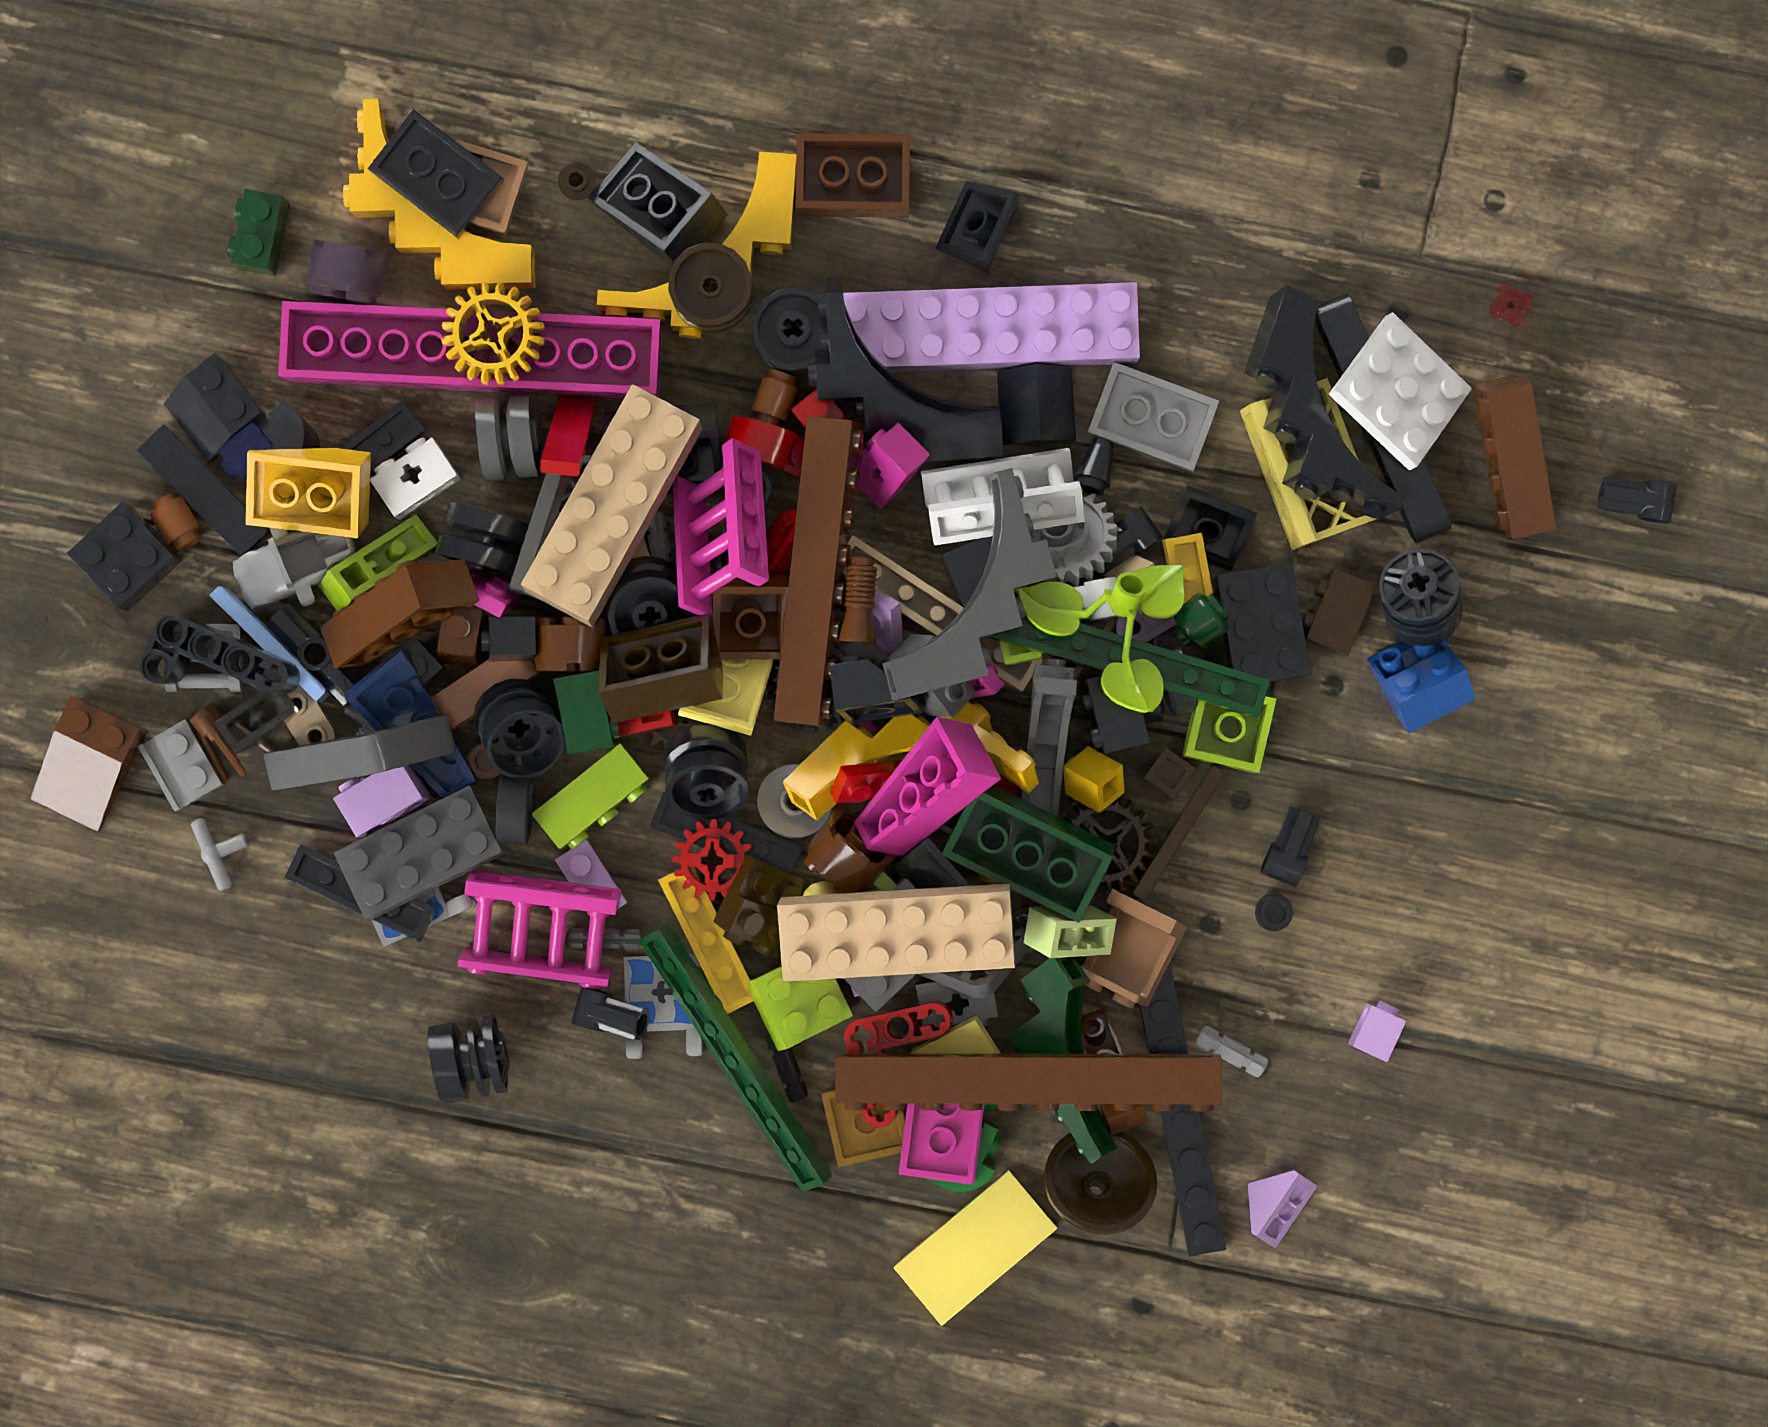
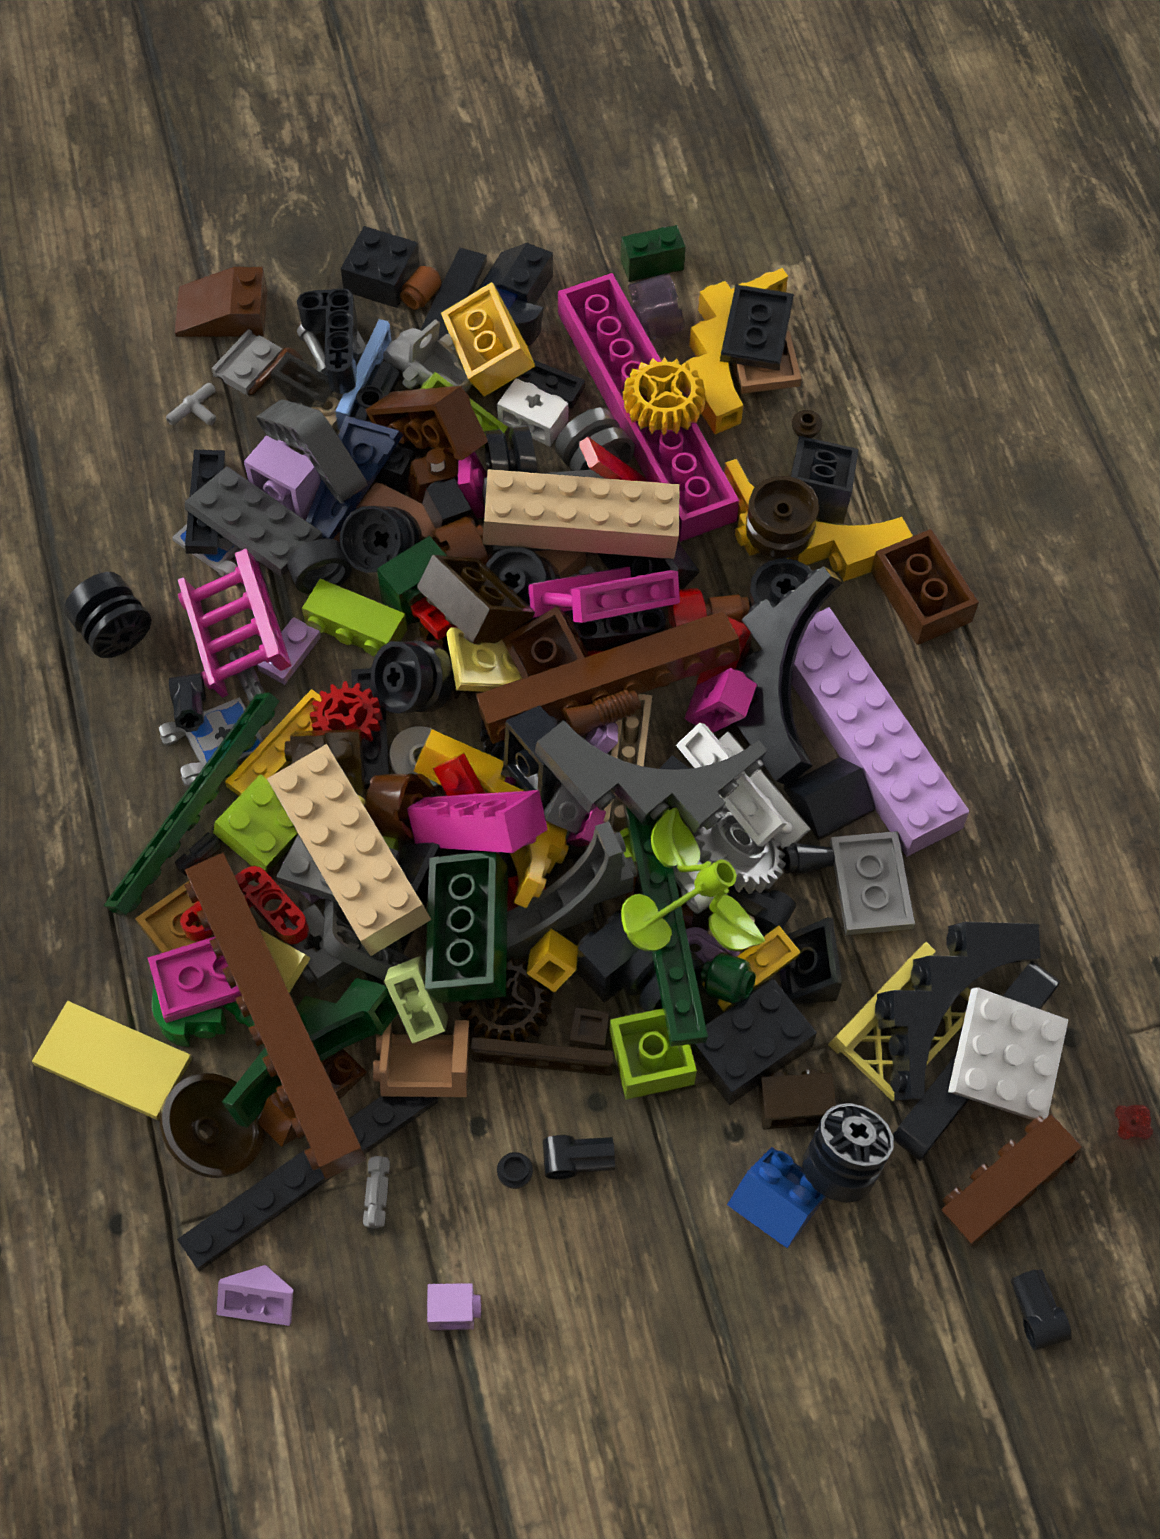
camera: 60 degrees right, 25 degrees down
(978, 224) = (943, 696): black slope -> none

